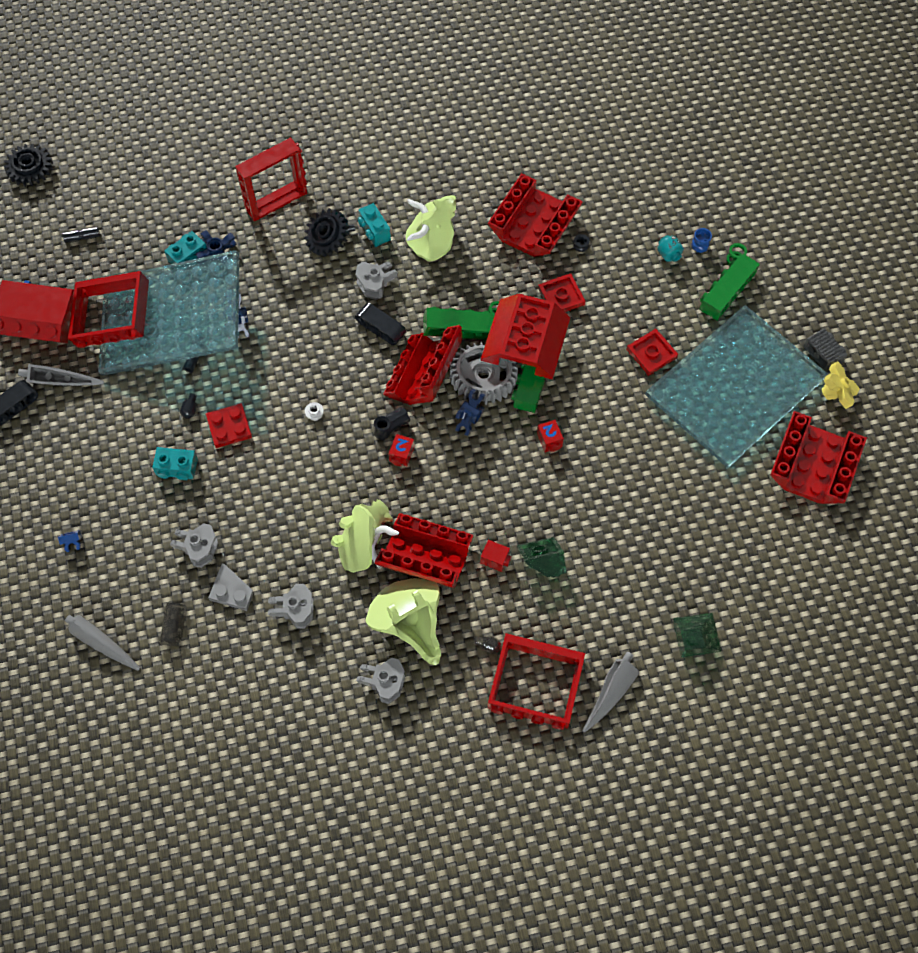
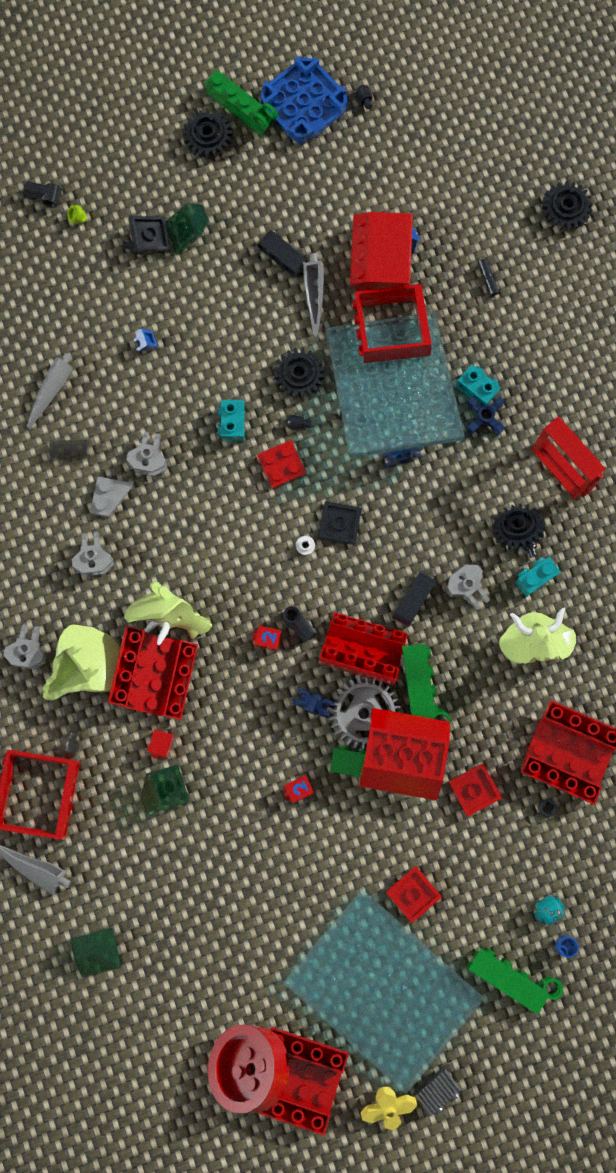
camera: 85 degrees right, 15 degrees up
(131, 409) = (299, 362): none -> black gear
(296, 380) = (339, 523): none -> black tile
(812, 512) = (231, 1071): none -> red brick

